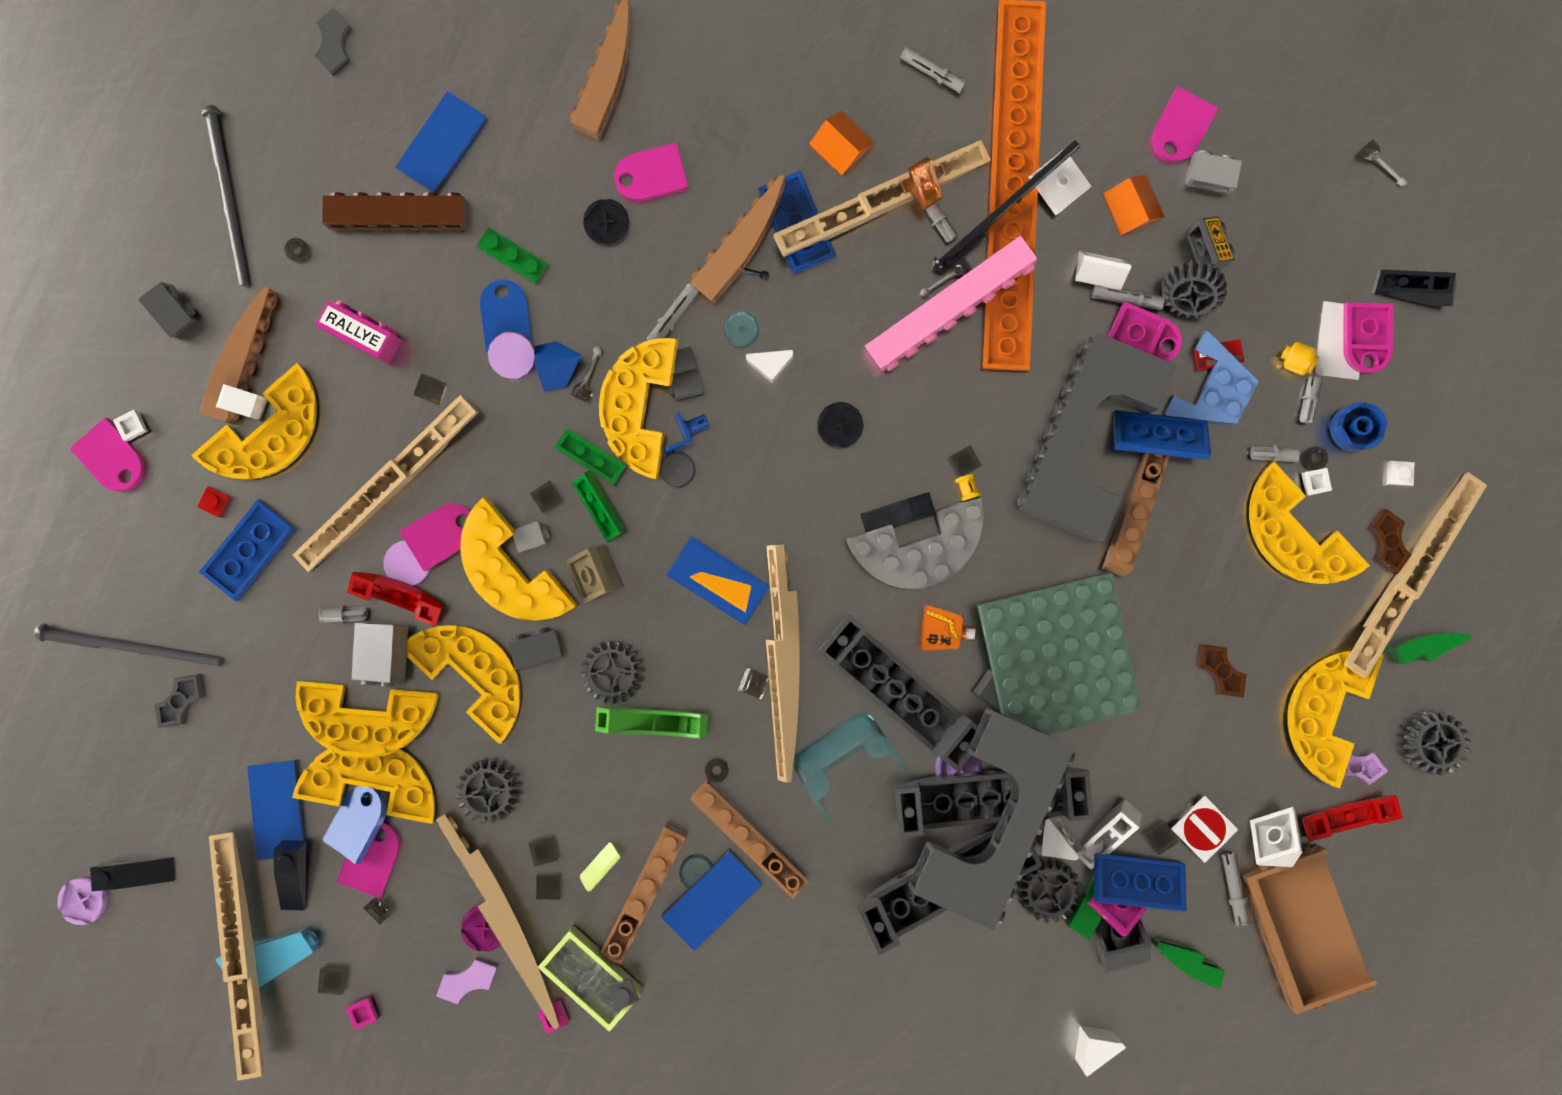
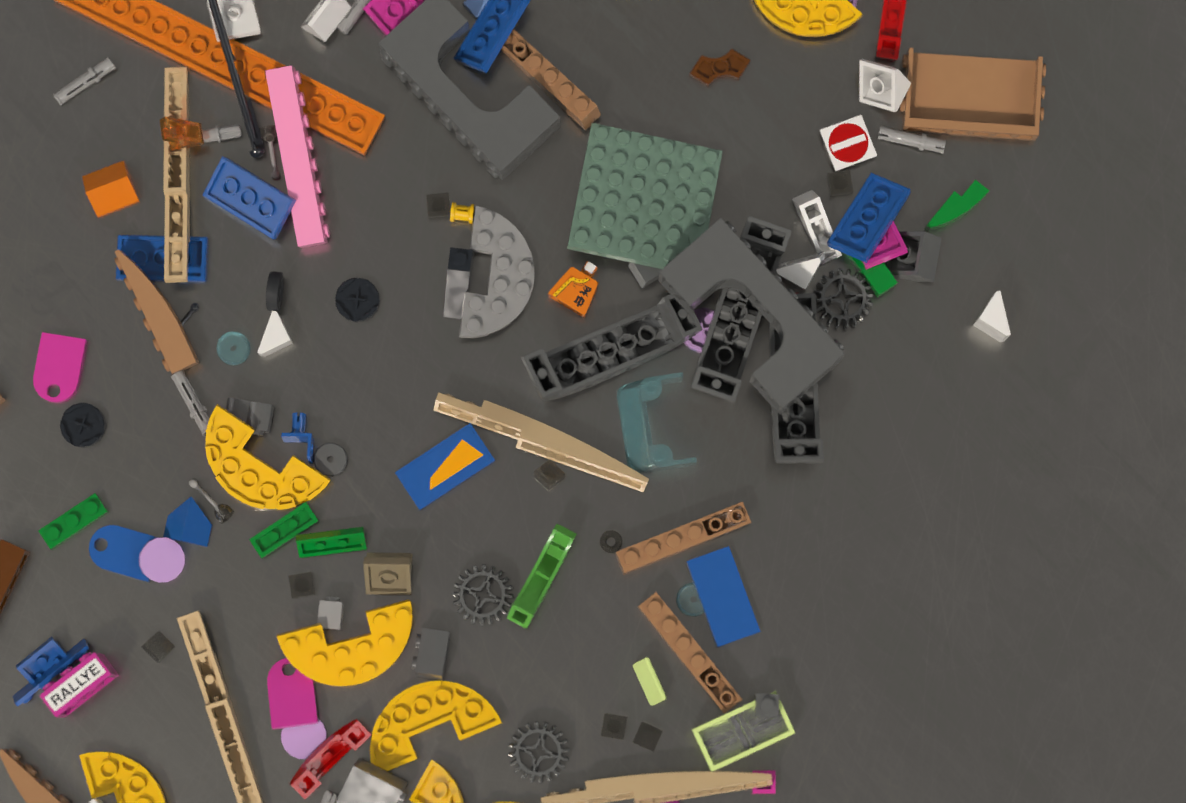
camera: 65 degrees left, 5 degrees down
(366, 292) = (44, 665): none -> blue bracket
(812, 343) = (274, 291): none -> black tyre
(891, 277) = (249, 197): none -> blue tile

